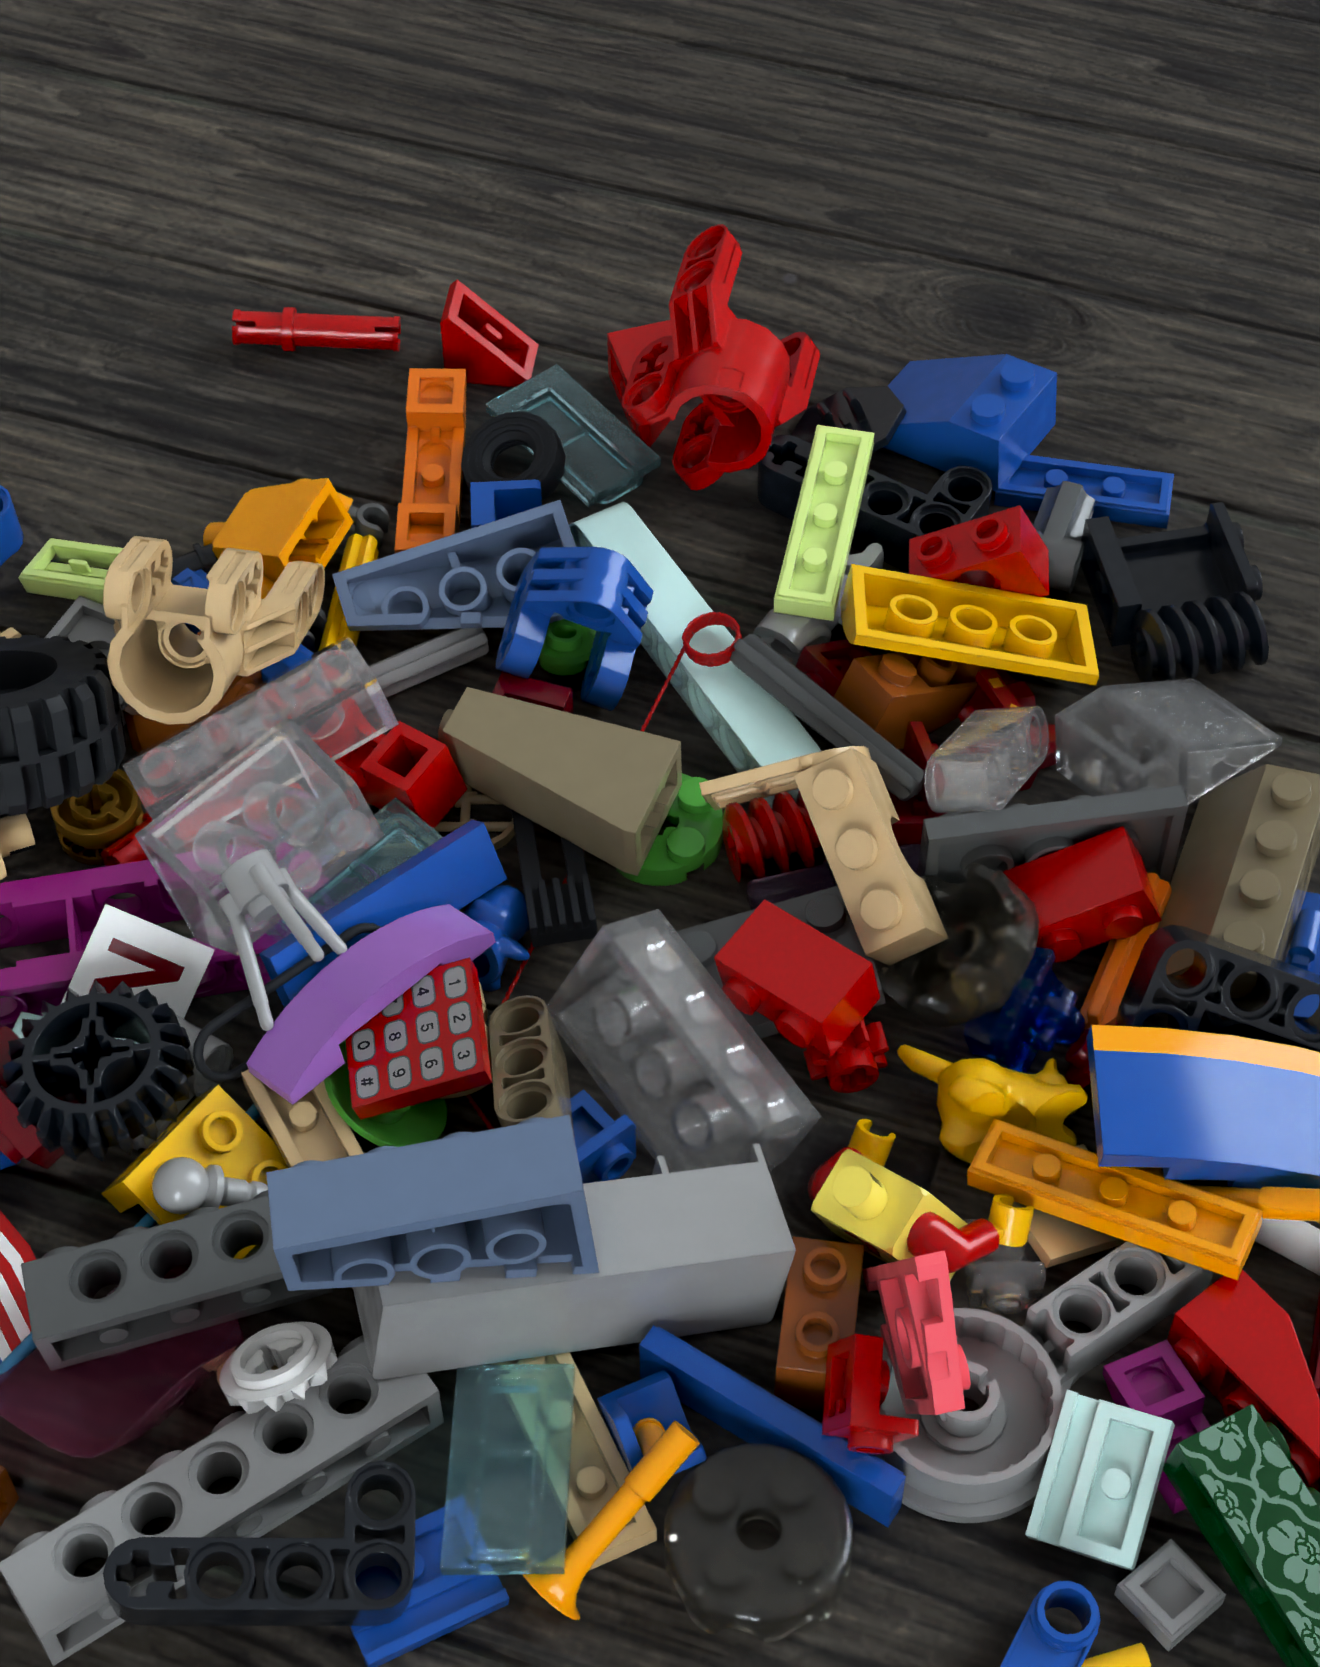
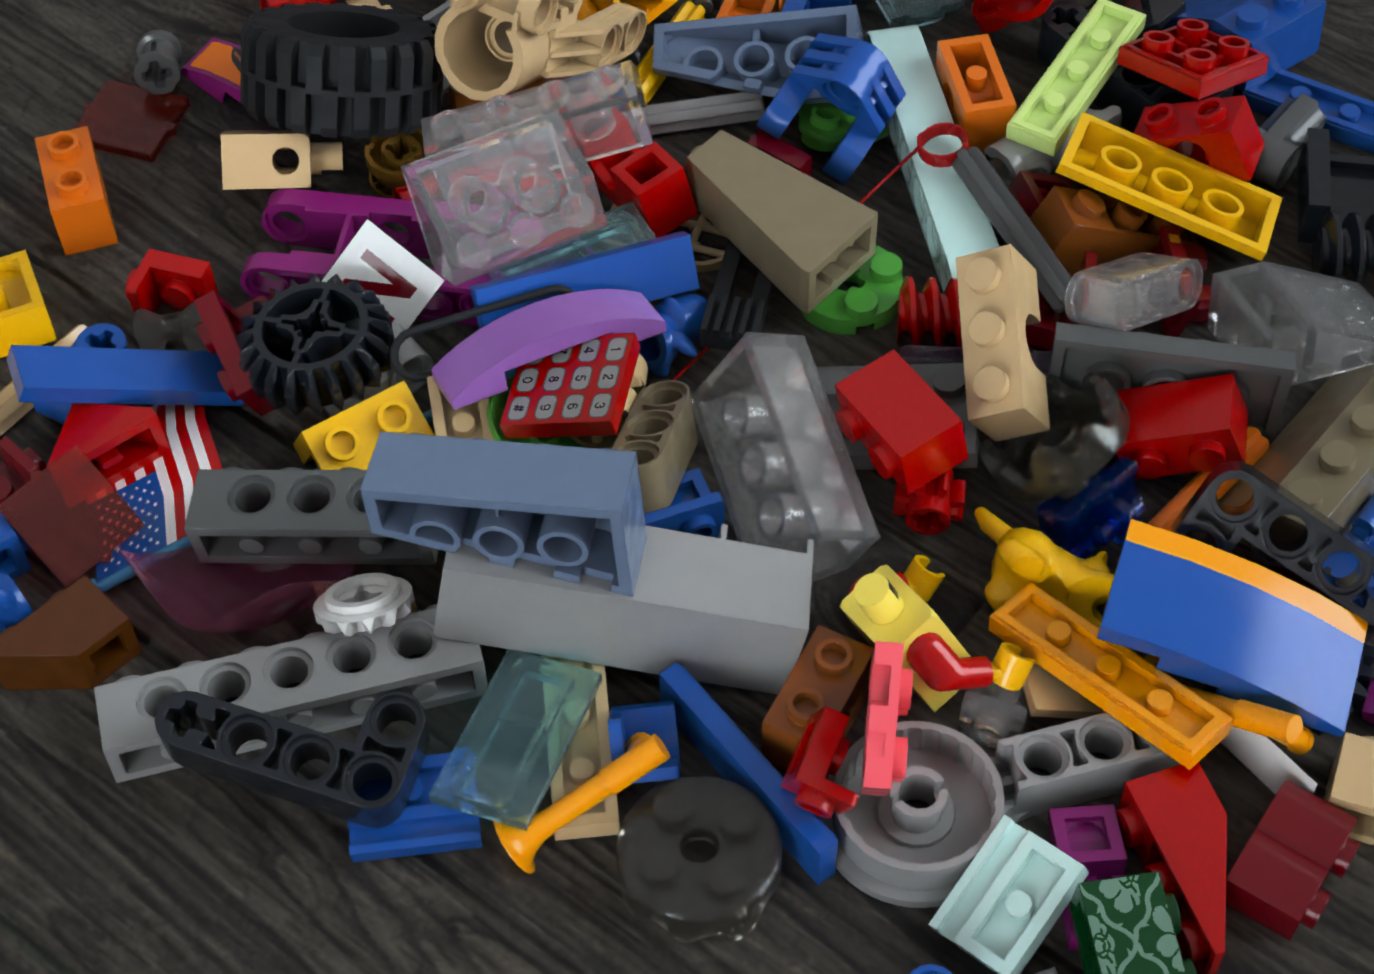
camera: 20 degrees right, 0 degrees up
(186, 1185) = (345, 446): light grey bar -> none
(263, 891) = (482, 234): light grey plant -> none
(721, 563) = (975, 88): none -> orange brick
(764, 780) = (930, 260): tan window -> none
(943, 472) = (1193, 58): none -> red tile

